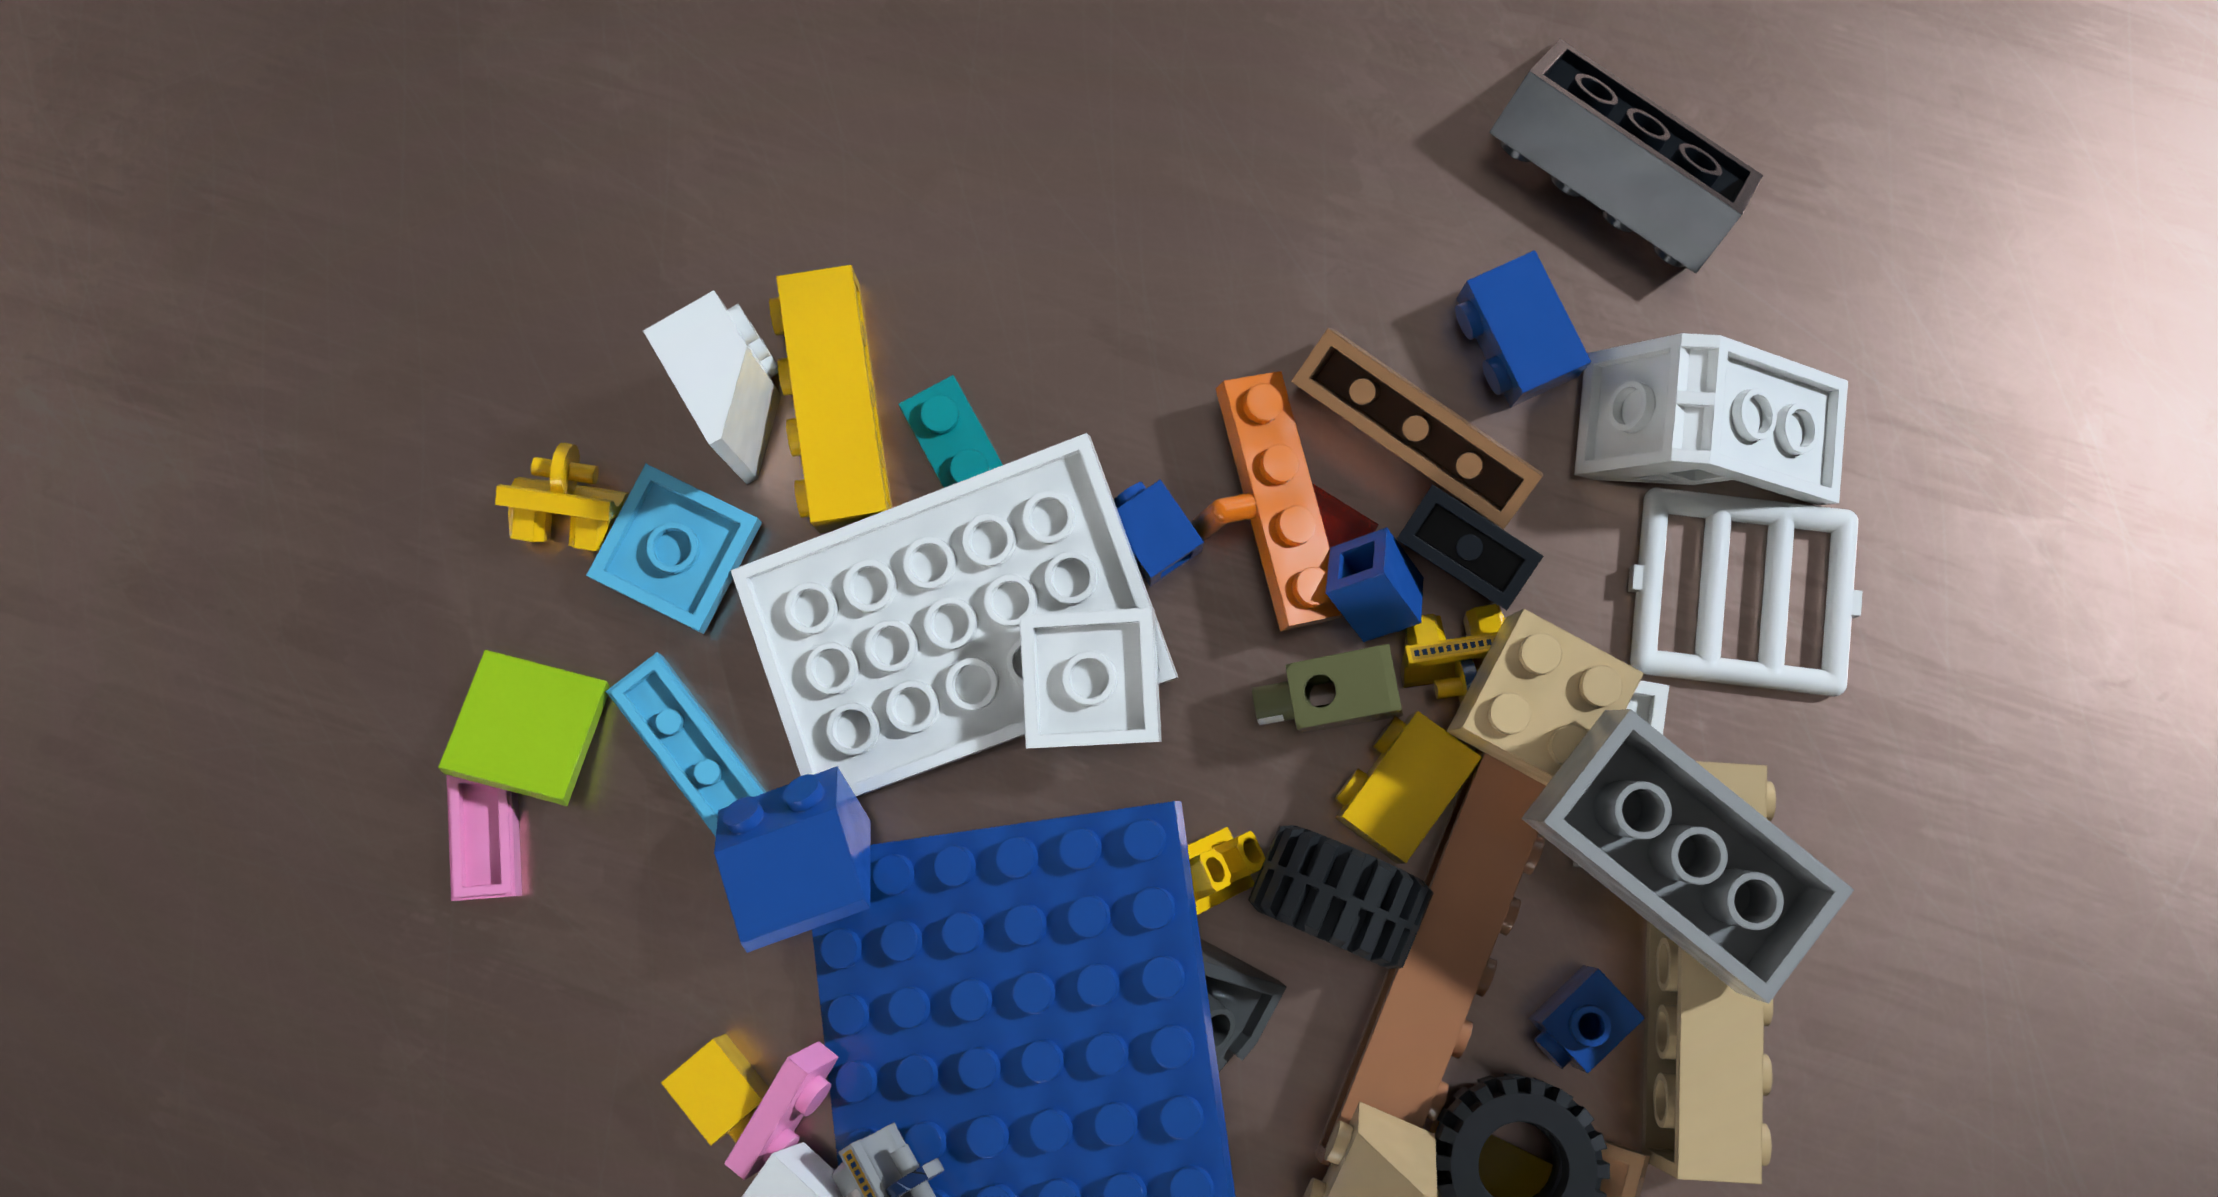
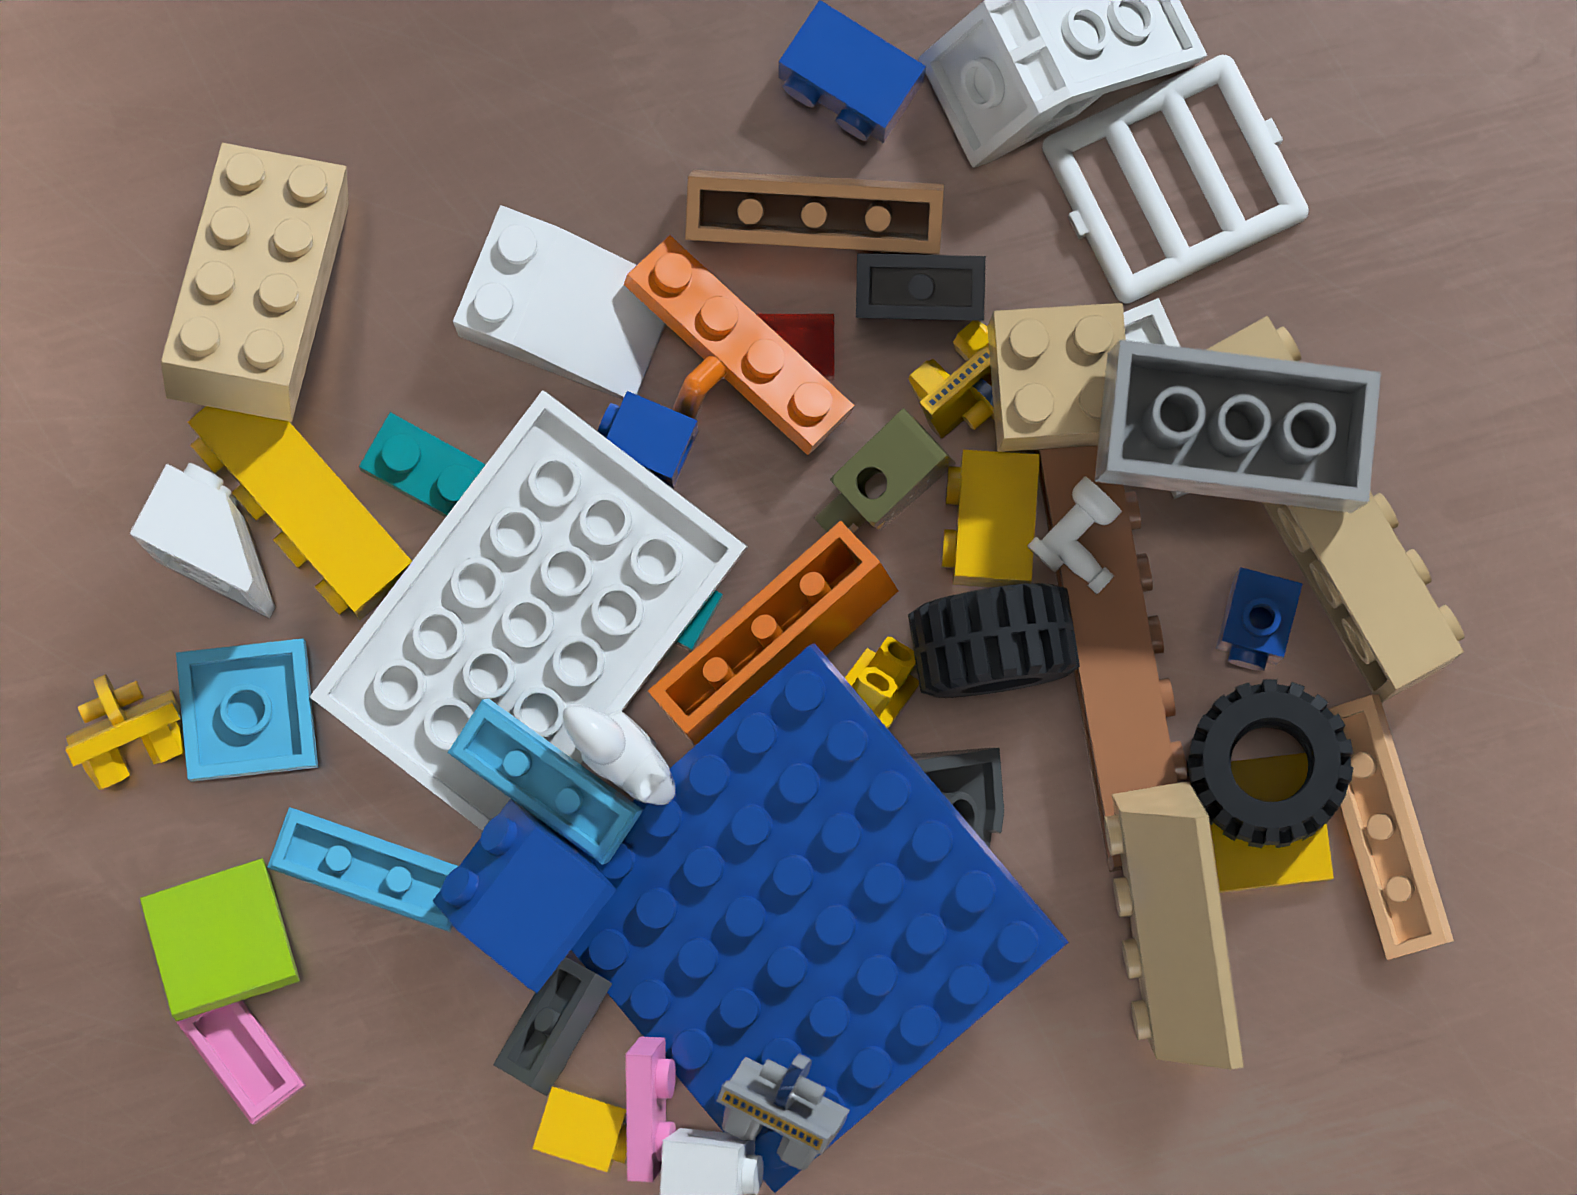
camera: 35 degrees left, 0 degrees up
(751, 984) = (552, 1025): none -> dark grey plate
(876, 771) = (545, 781): none -> medium azure tile
(905, 194) = (255, 282): none -> tan brick
(954, 787) = (620, 753): none -> white animal
(1090, 678) = (676, 590): white plate -> none
(1149, 372) = (558, 305): none -> white slope
(1198, 762) = (810, 602): none -> orange brick
(1375, 585) = (862, 367): blue brick -> none
(1453, 851) = (1061, 543): none -> white piece

